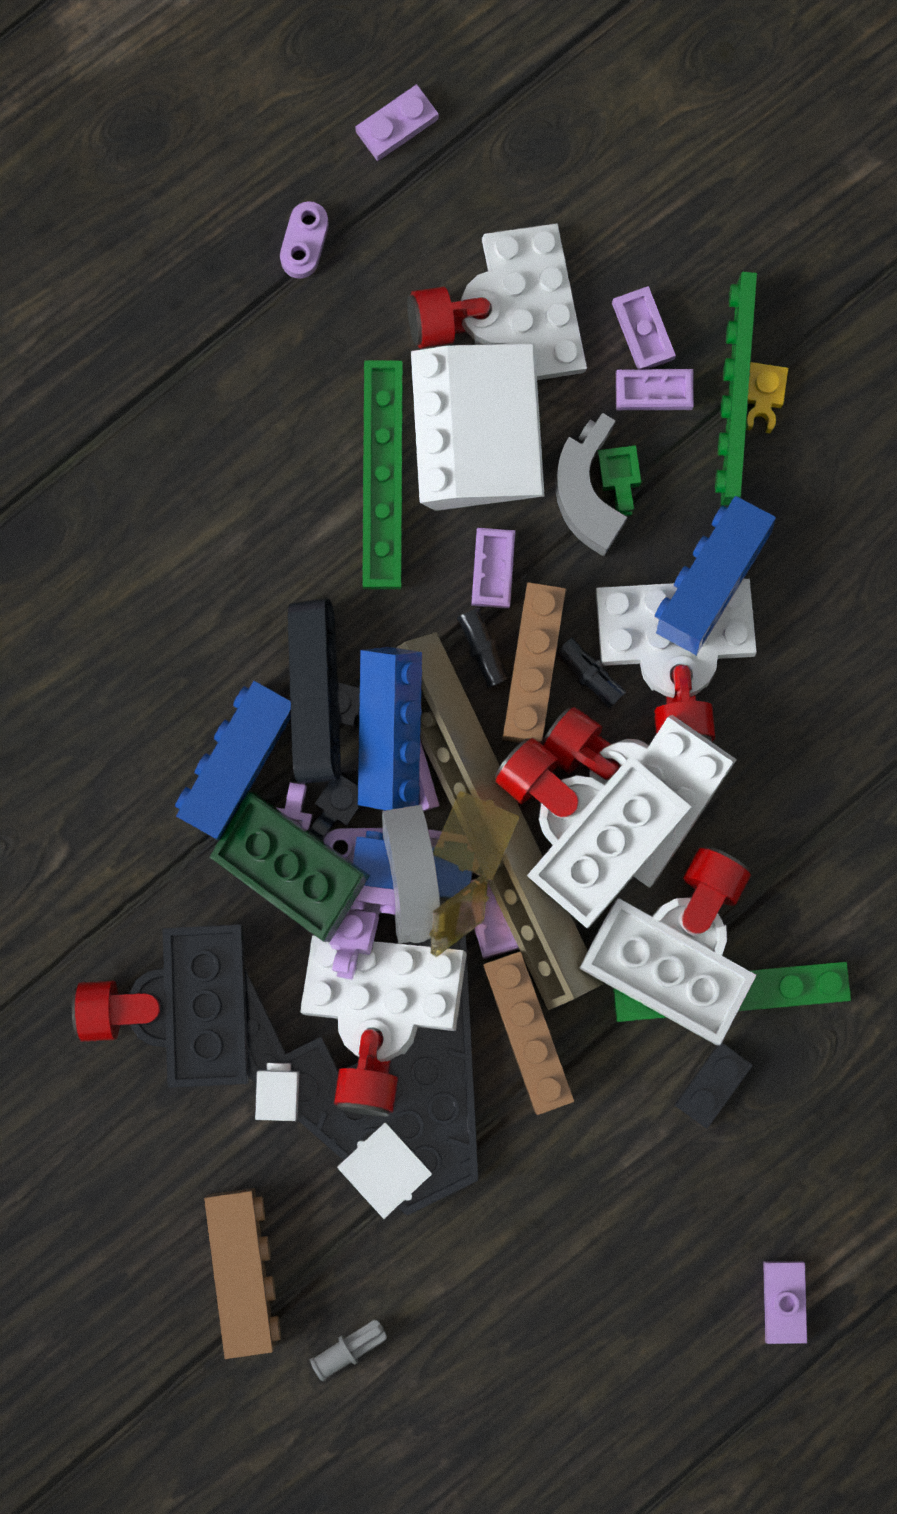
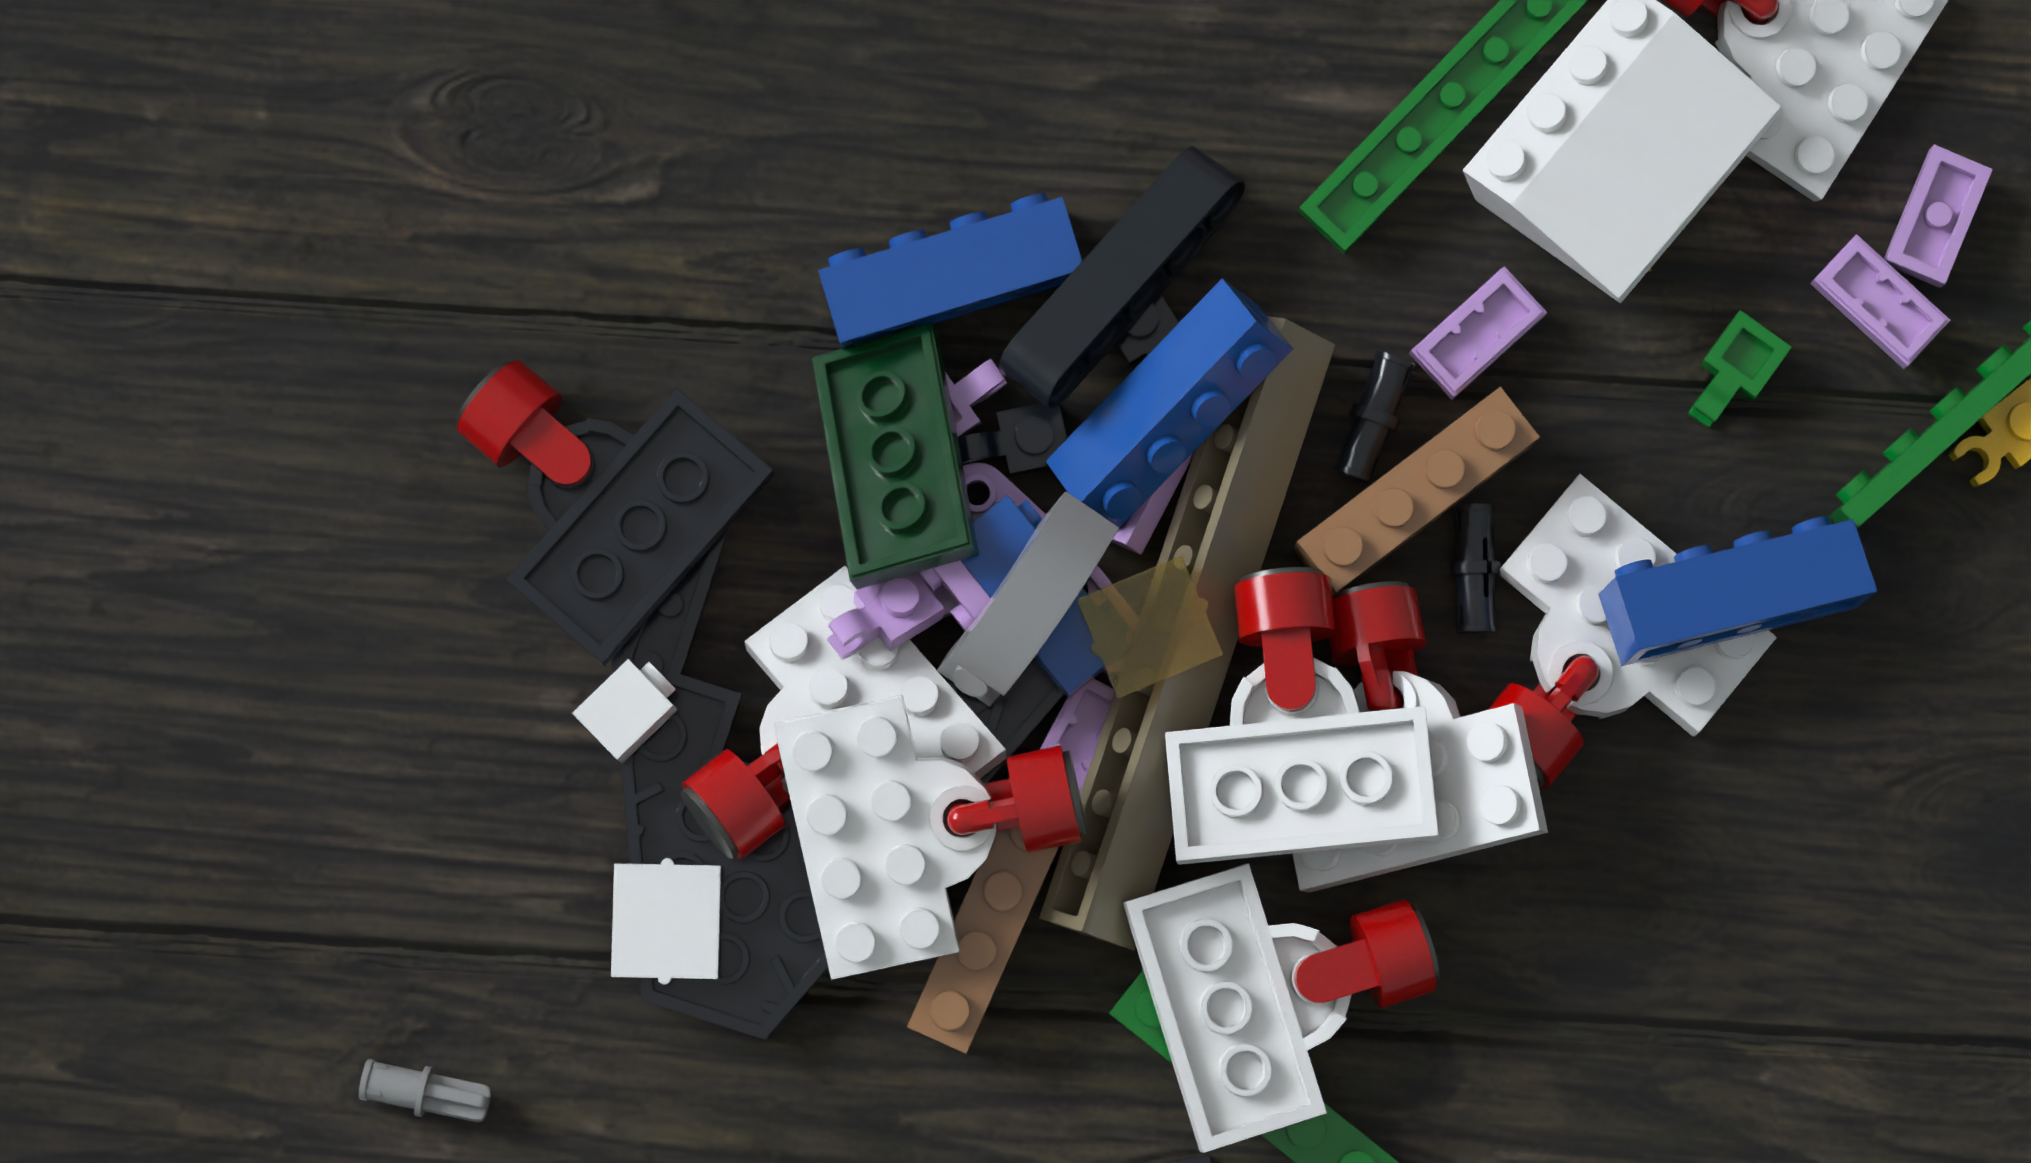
camera: 45 degrees right, 0 degrees up
(241, 1274) = (384, 880): medium nougat brick -> none
(451, 1033) = (899, 829): none -> white plate
(458, 915) = (1038, 702): clear yellow piece -> none
(581, 508) = (1651, 368): light grey arch -> none

